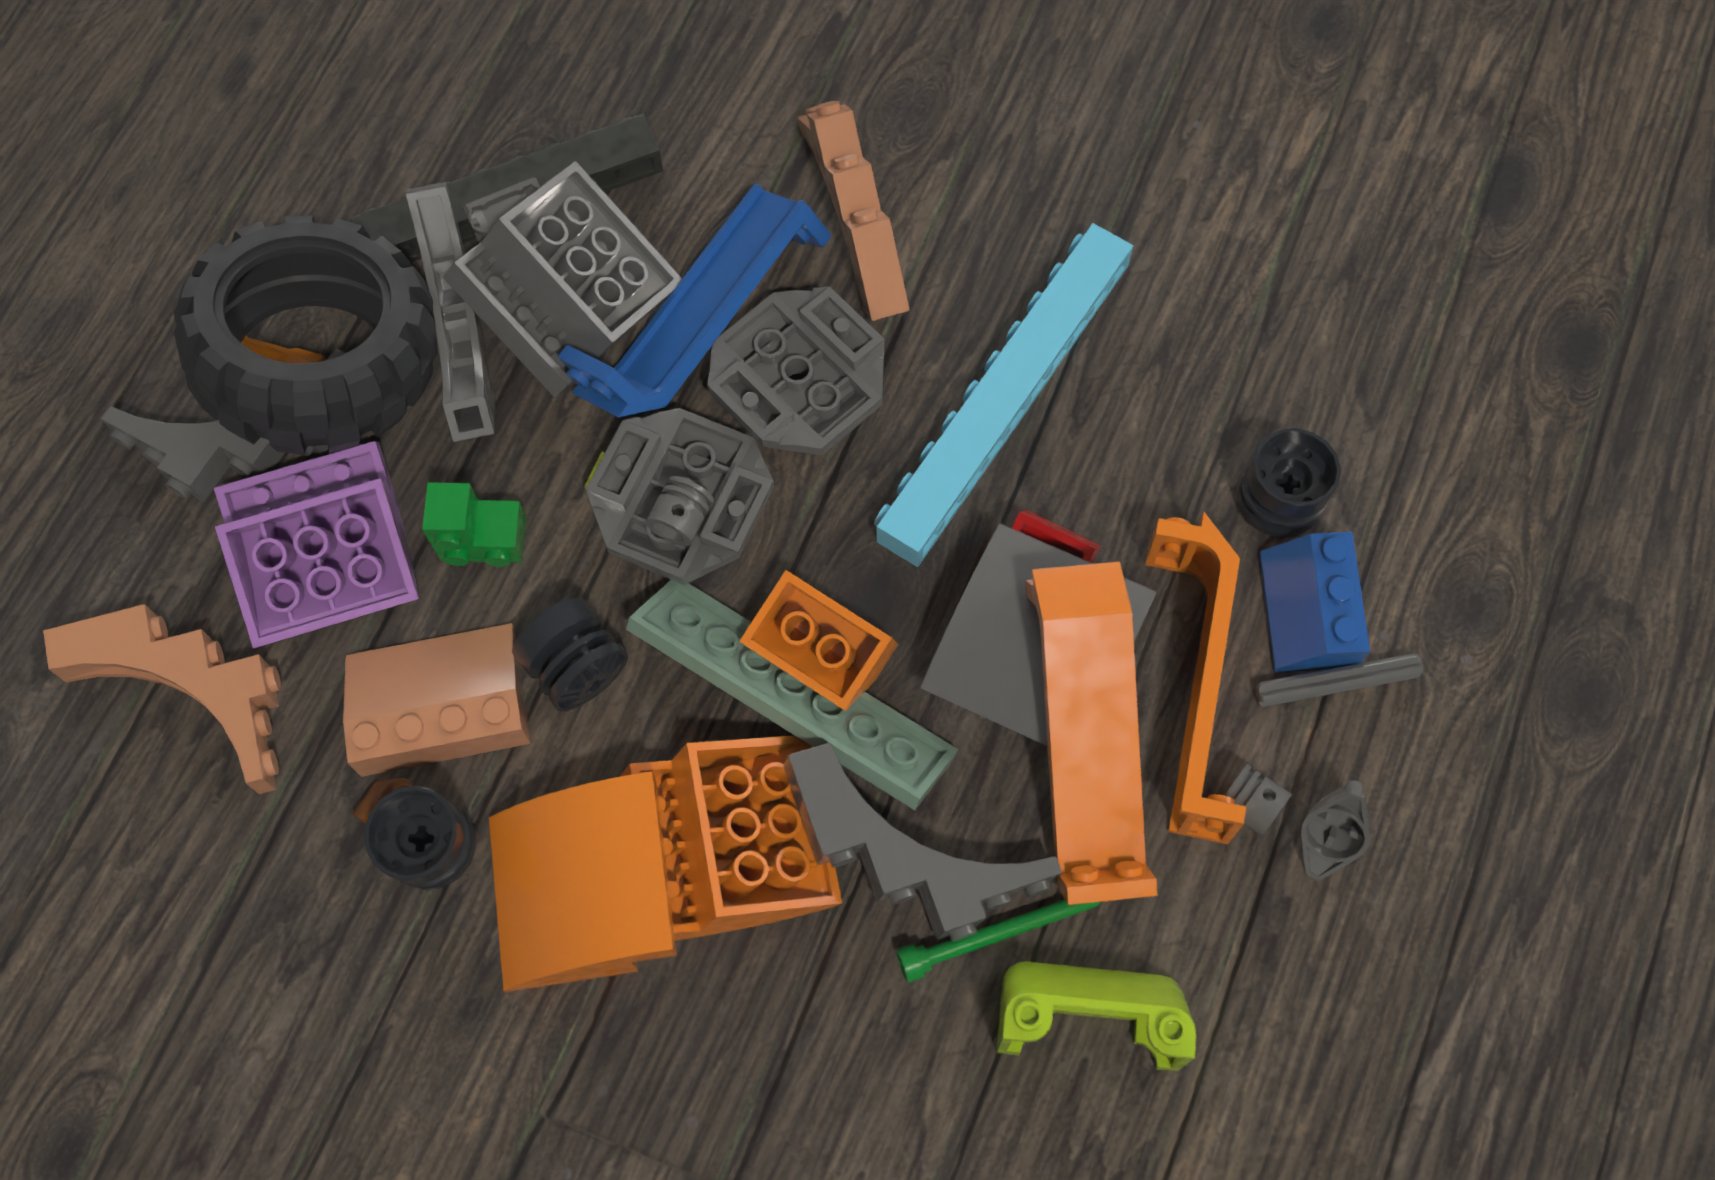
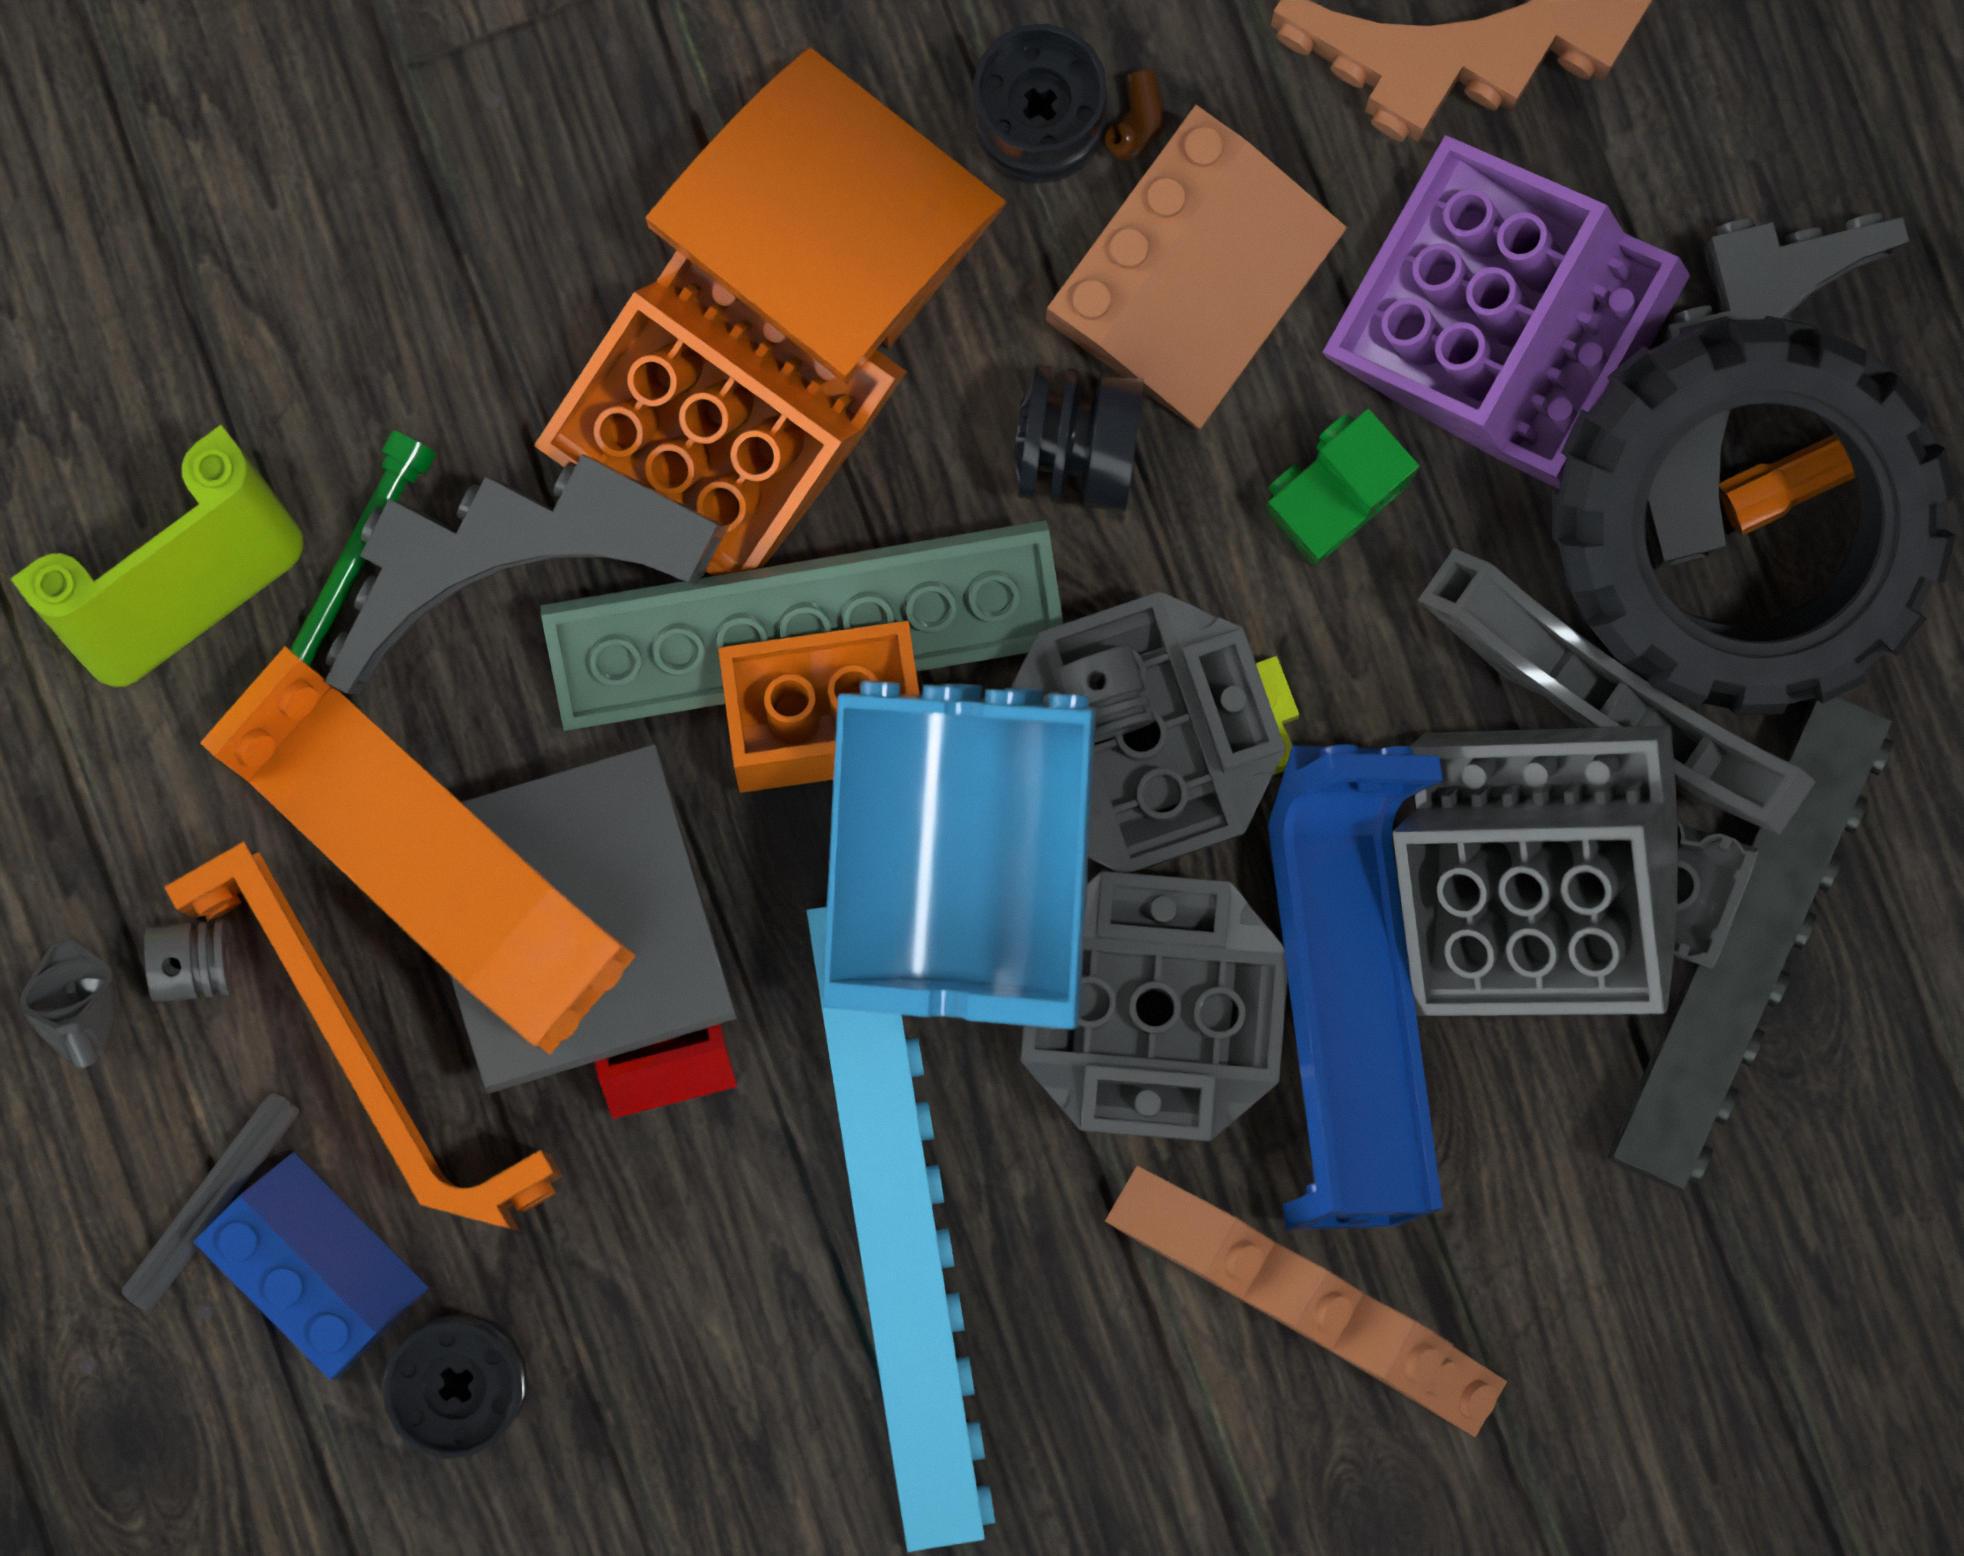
camera: 135 degrees right, 15 degrees up
(815, 481) = (959, 853): none -> dark azure cylinder

